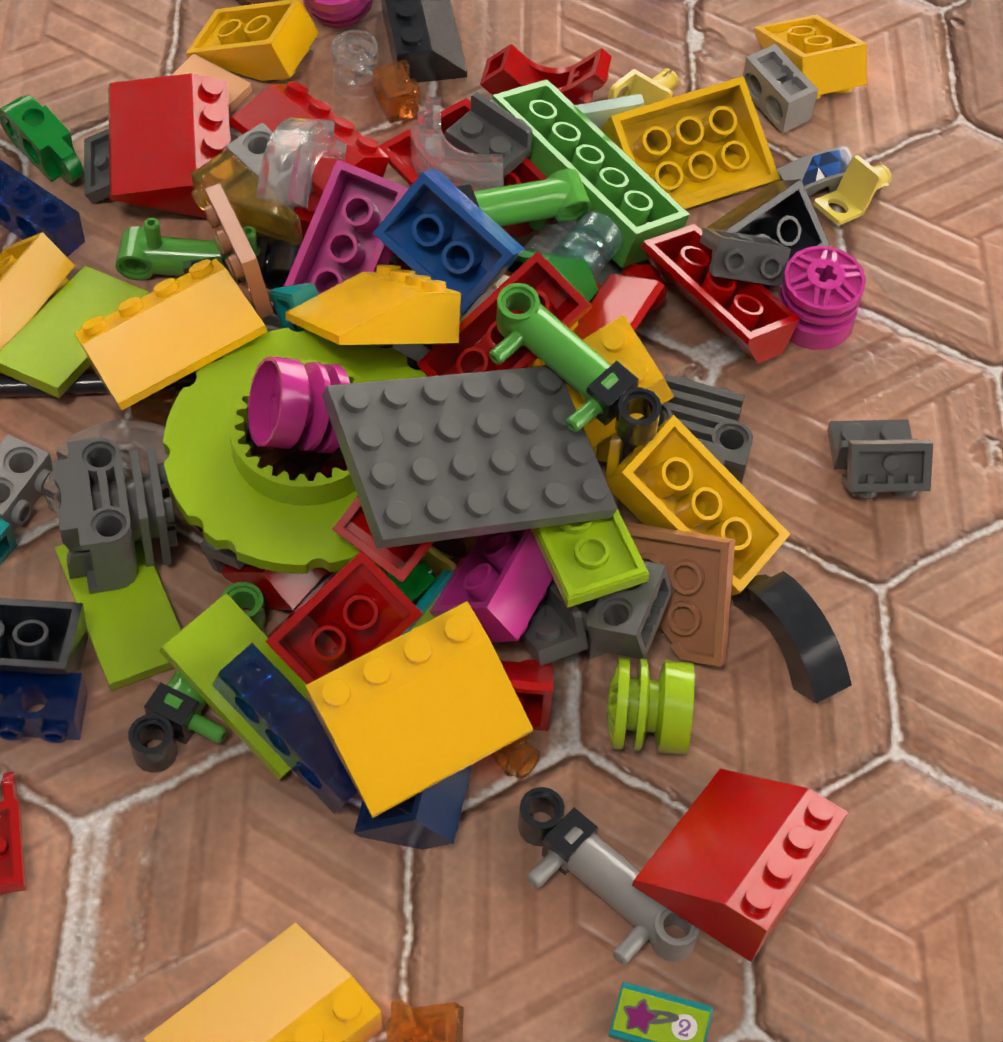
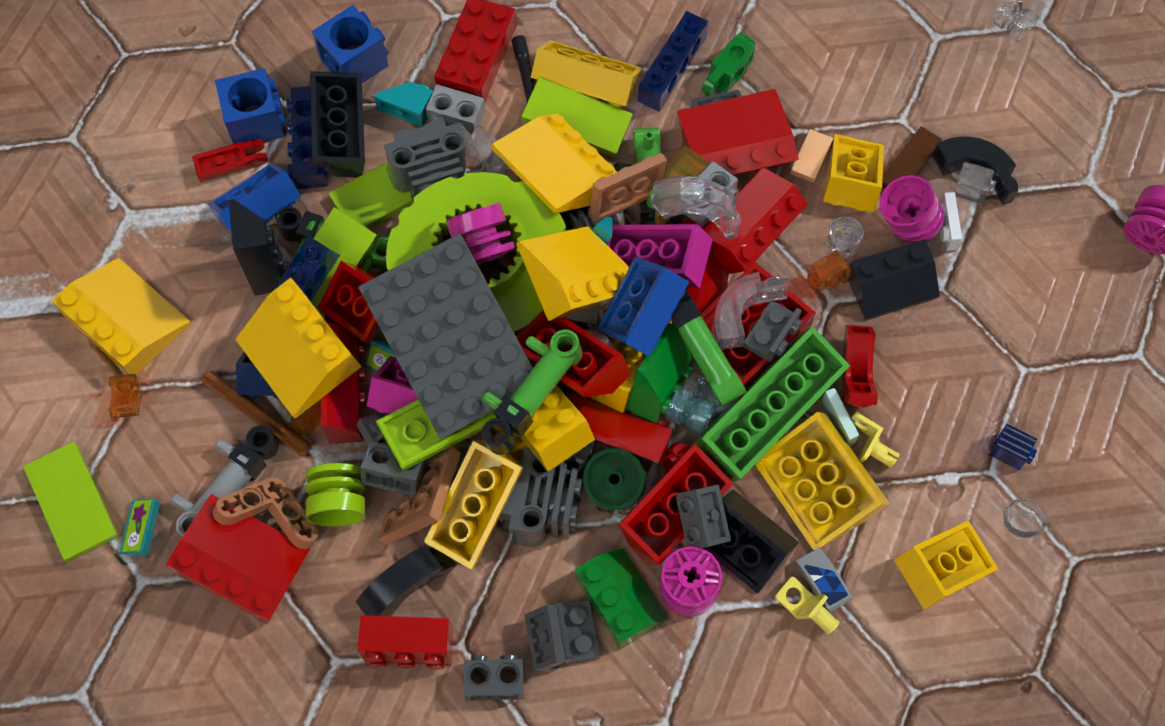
camera: 85 degrees right, 10 degrees up
(90, 797) = (261, 193): none -> blue slope
(216, 759) = (255, 249): none -> black slope
(479, 830) = (256, 413): none -> dark orange axle
(640, 806) = (268, 501): none -> nougat beam
(679, 341) = (600, 487): none -> dark green wheel
(779, 88) = (894, 538): light grey brick -> none
(831, 388) = (620, 596): none -> green slope
(888, 634) = (405, 641): none -> red brick
(943, 543) = (493, 687): none -> dark grey brick

